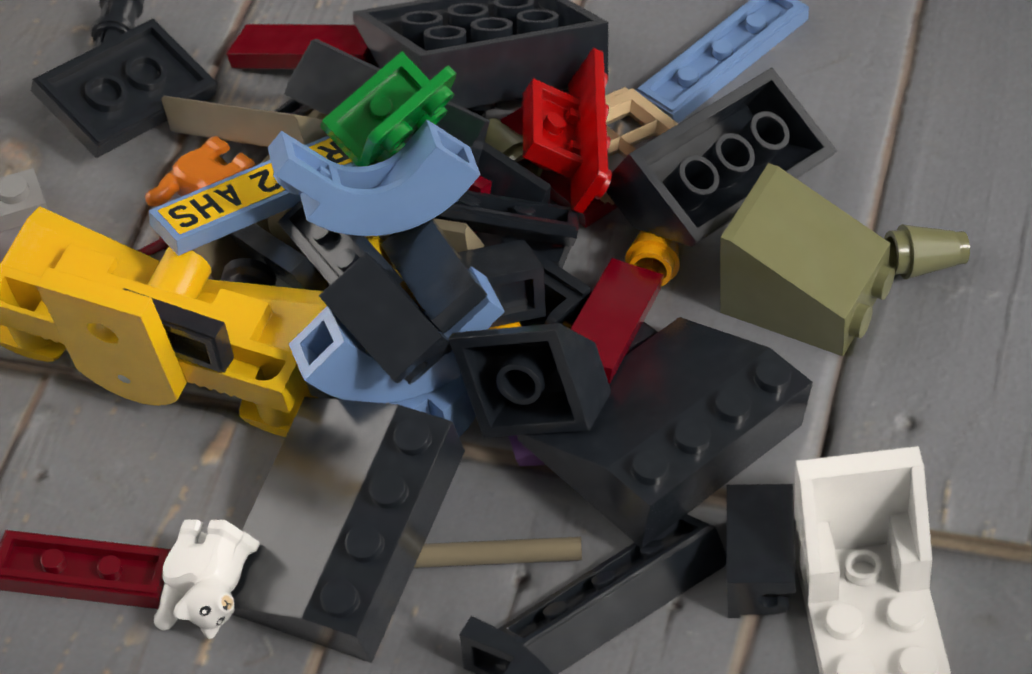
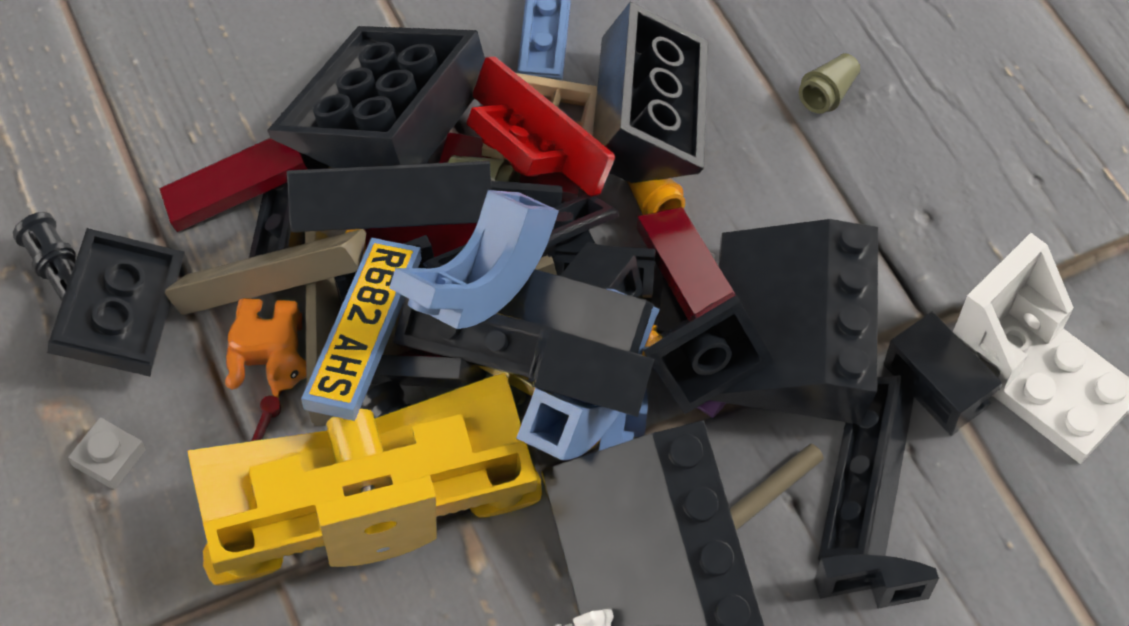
camera: 45 degrees left, 10 degrees up
(195, 336) = (450, 479): black tile -> none
(388, 110) = (430, 199): green bracket -> none
(801, 265) = (774, 143): olive slope -> none

